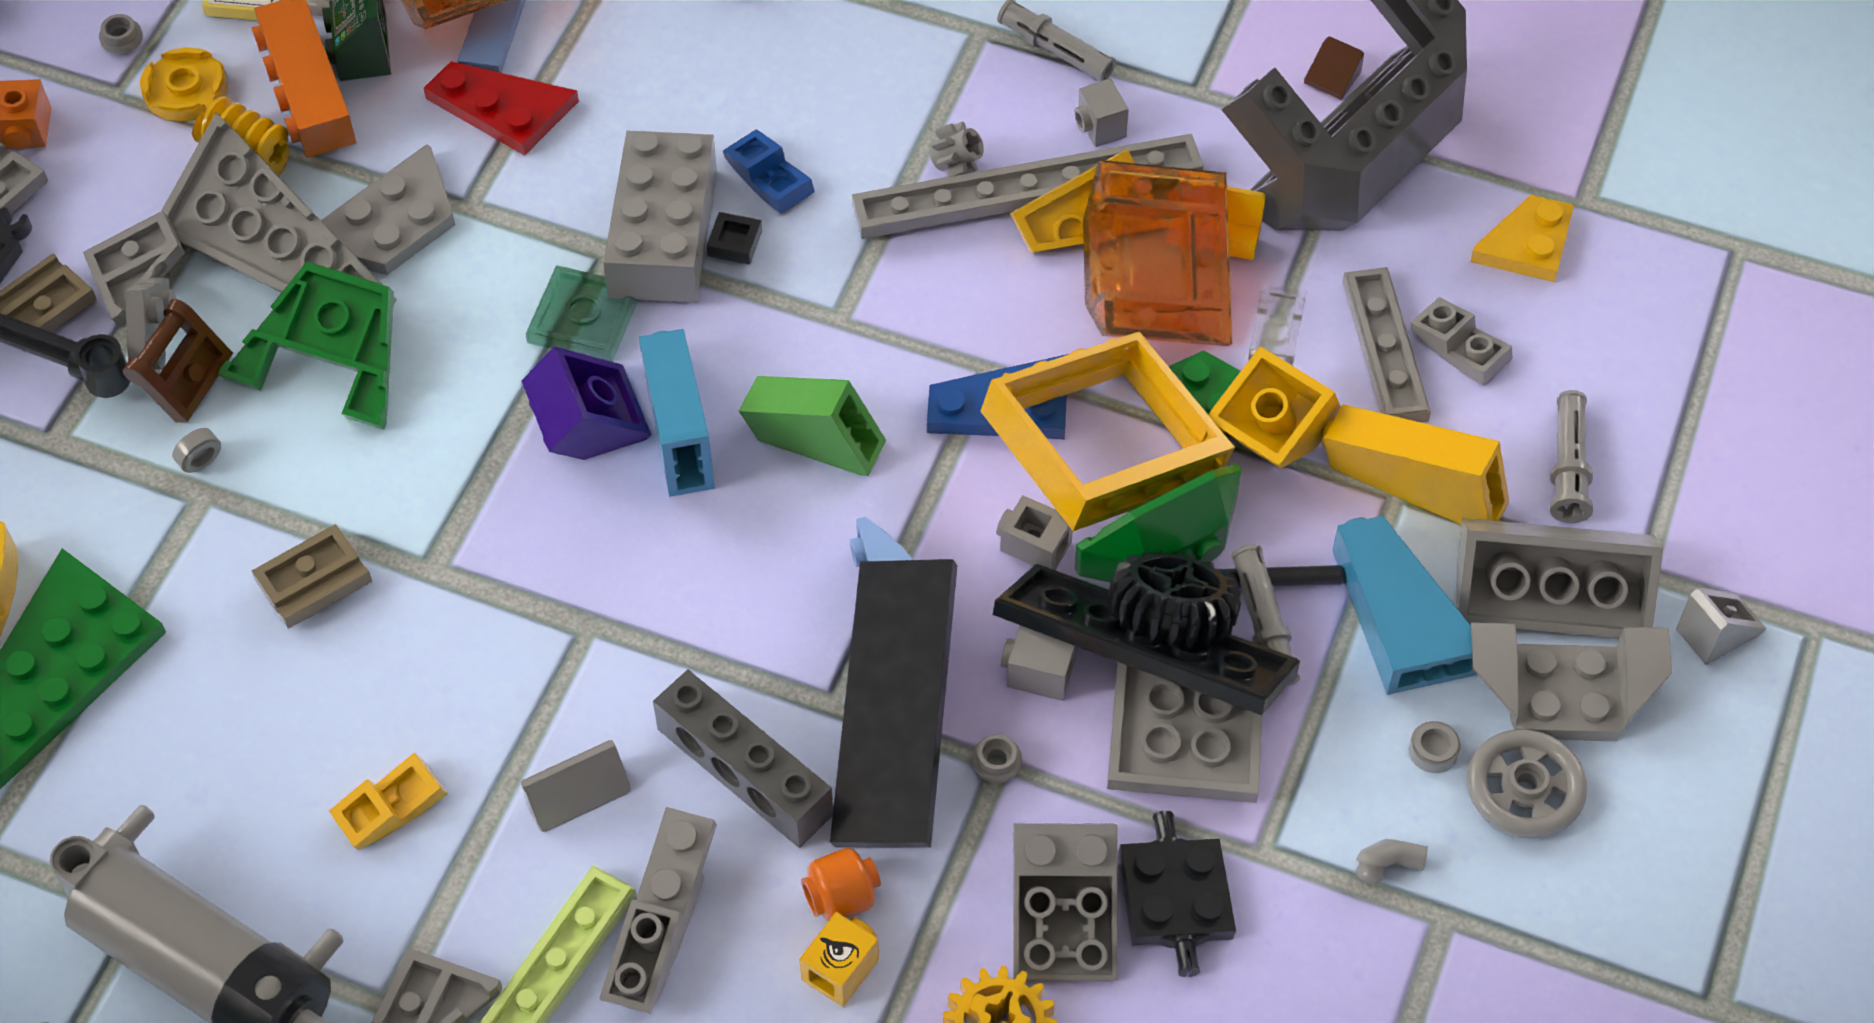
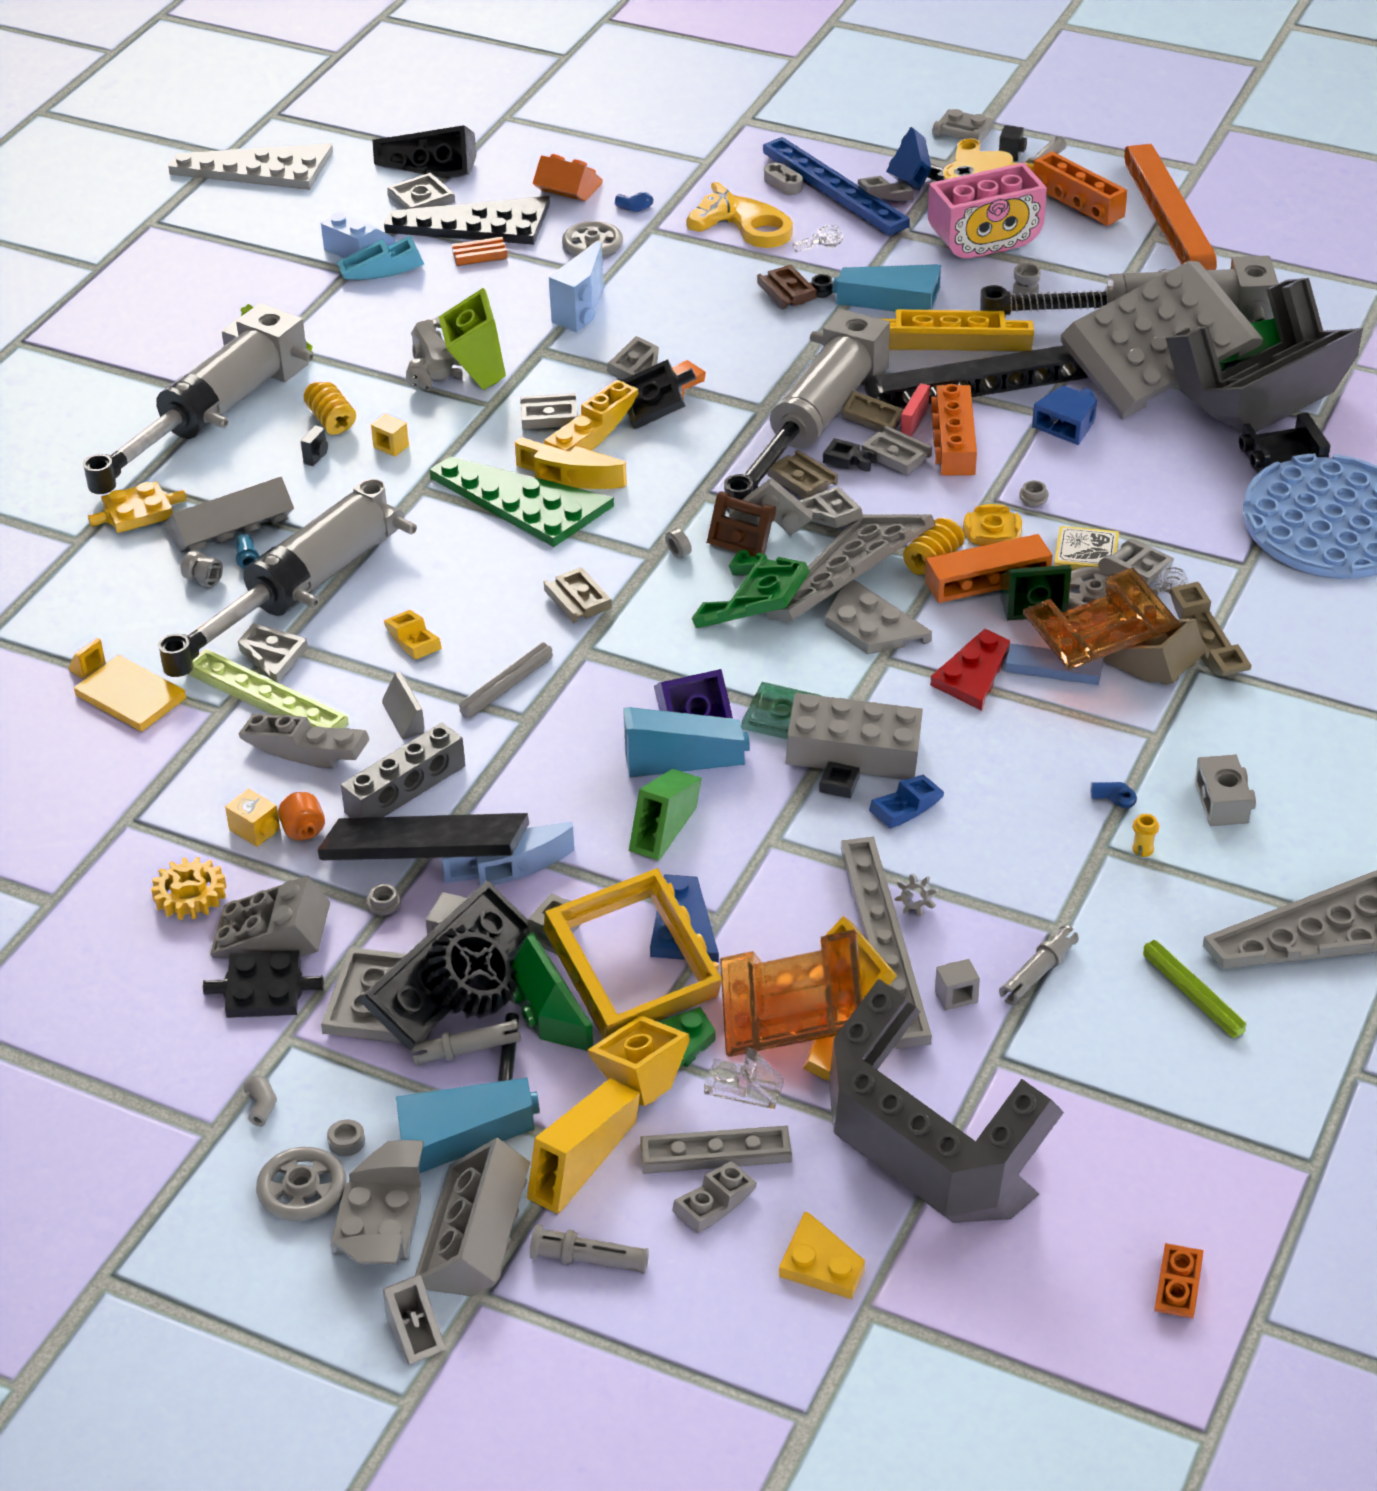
camera: 95 degrees right, 15 degrees down
(508, 656) = (505, 680): none -> light grey axle

